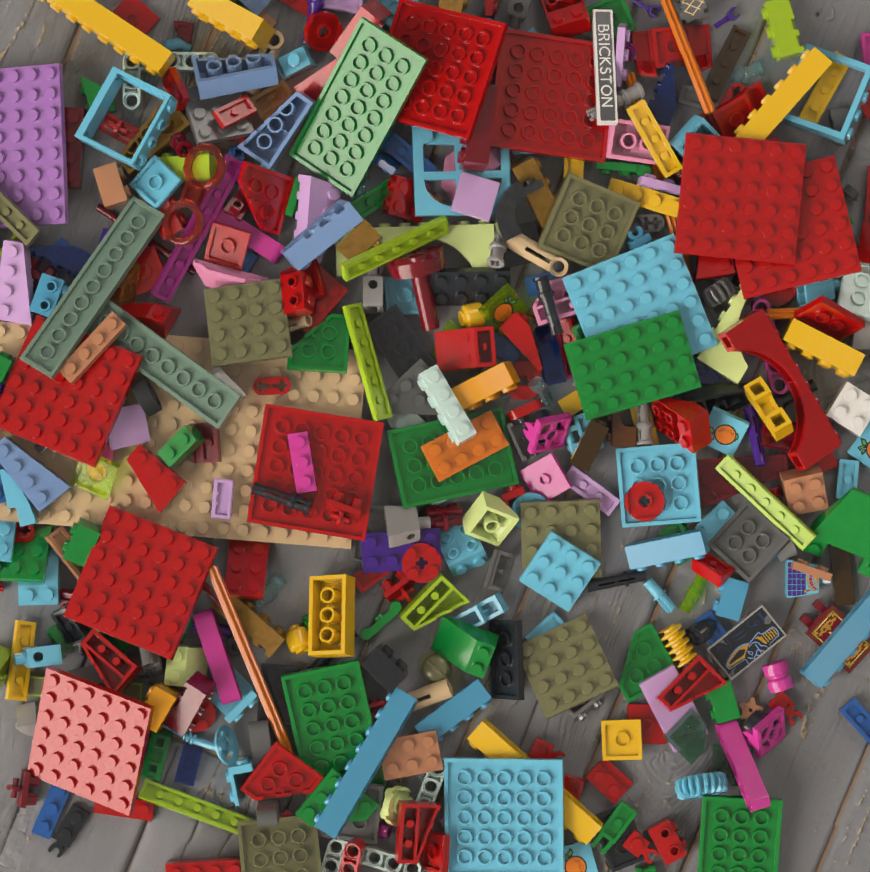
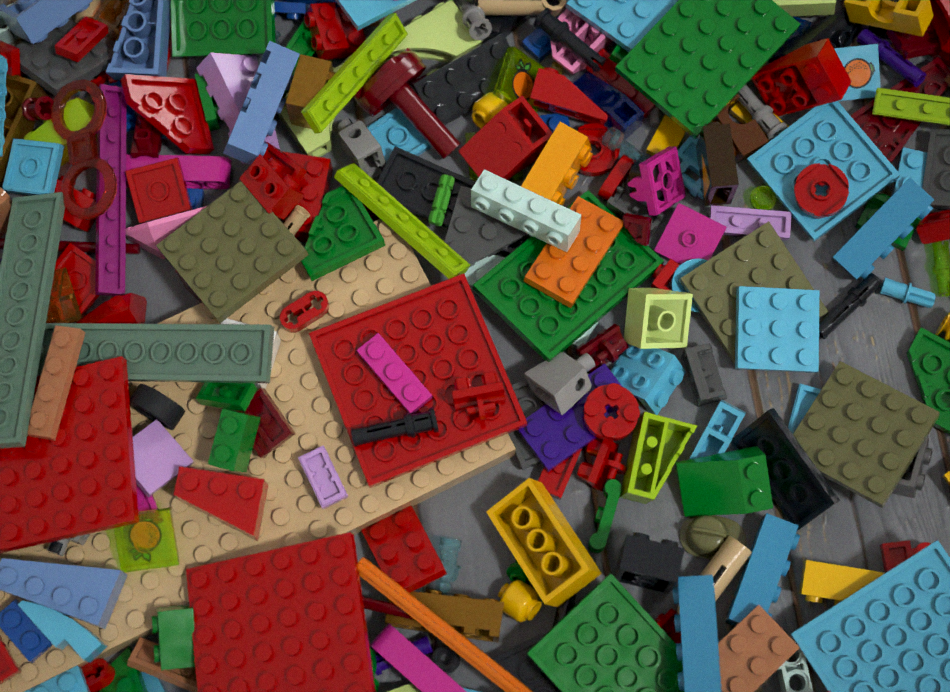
camera: 30 degrees left, 15 degrees down
(196, 421) = (227, 395): none -> green plate
(402, 360) = (441, 200): none -> bright green axle
(515, 454) = (638, 227): none -> dark red tile
(610, 479) = (763, 198): none -> clear neon green plate

